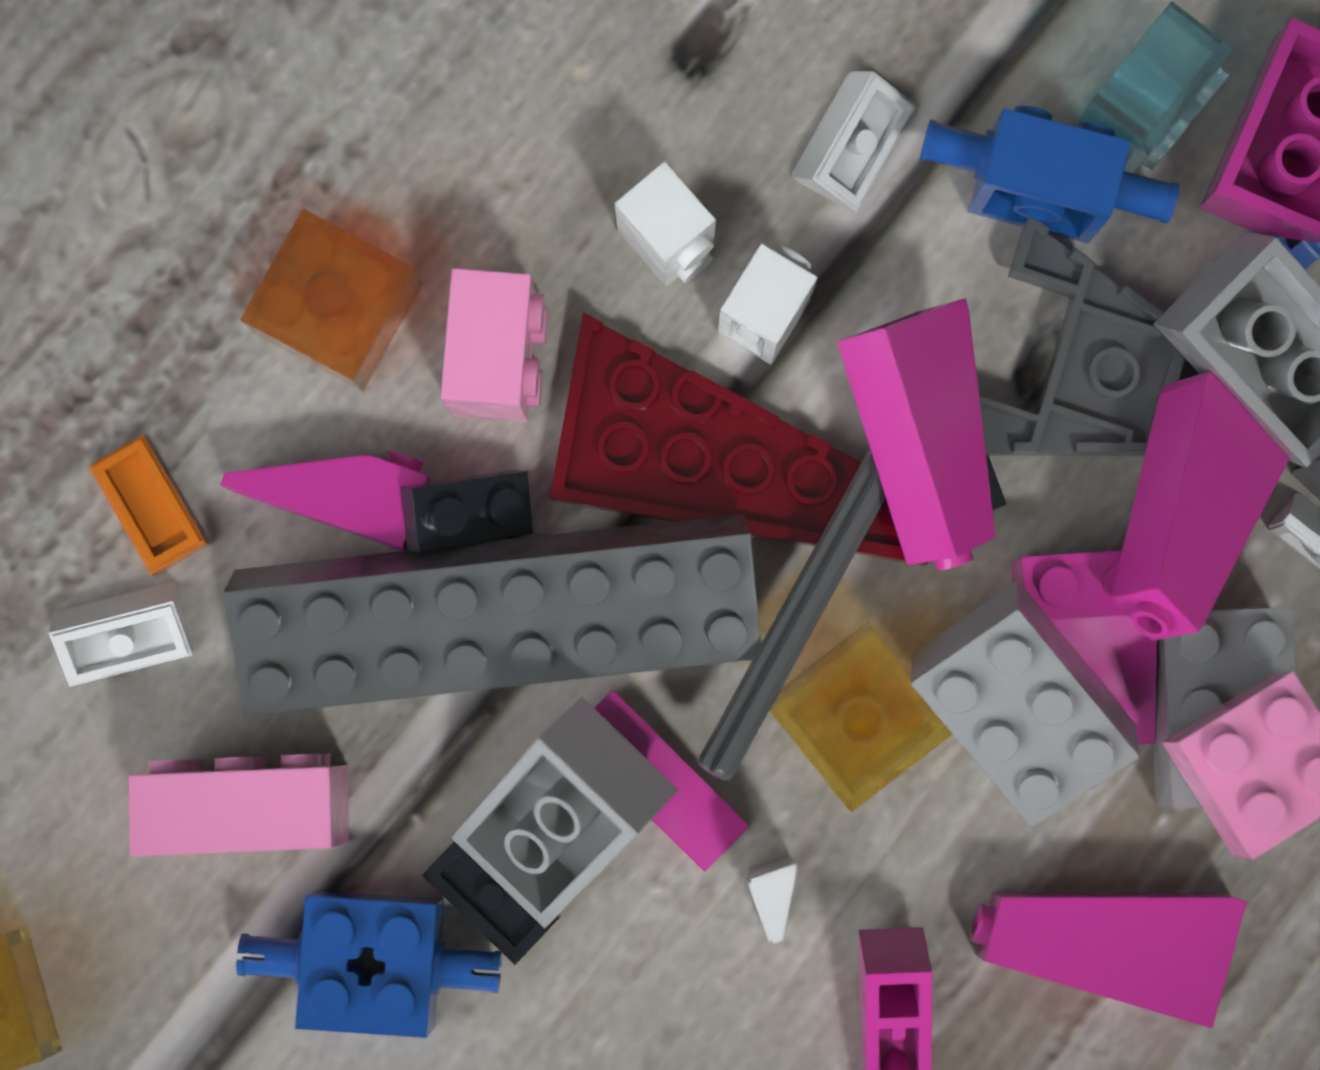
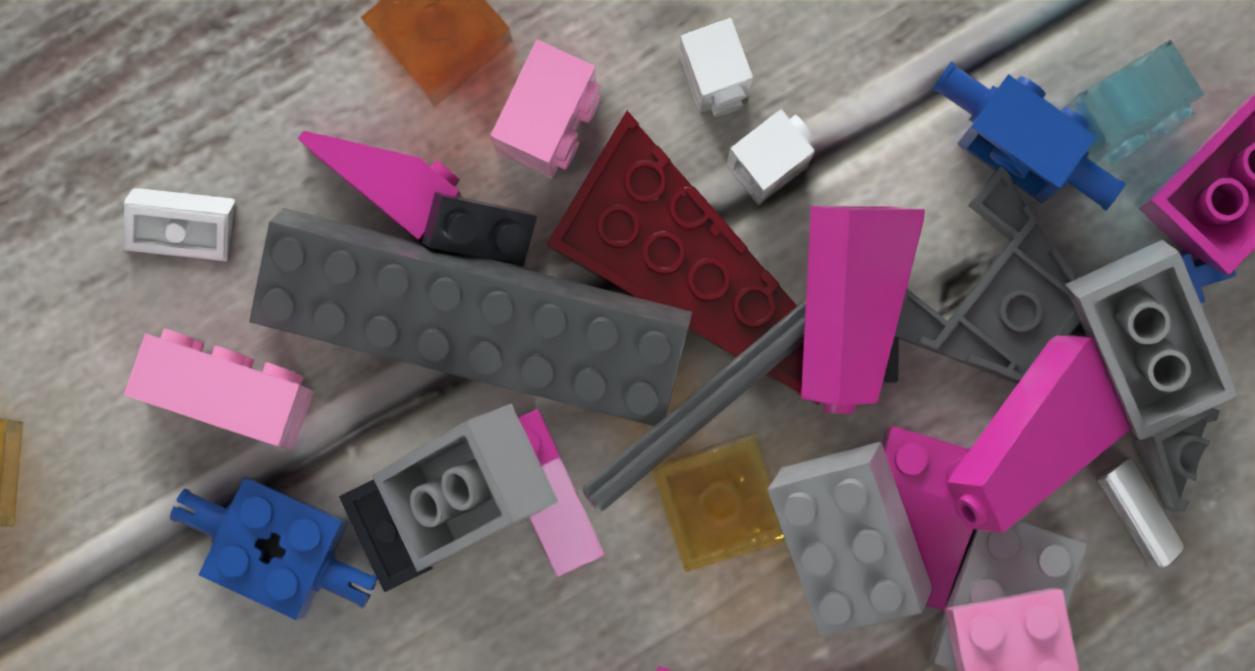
camera: 20 degrees right, 0 degrees up
(149, 505) = (236, 133): orange tile -> none
(772, 893) = (599, 611): white slope -> none
(854, 139) = (889, 54): white slope -> none

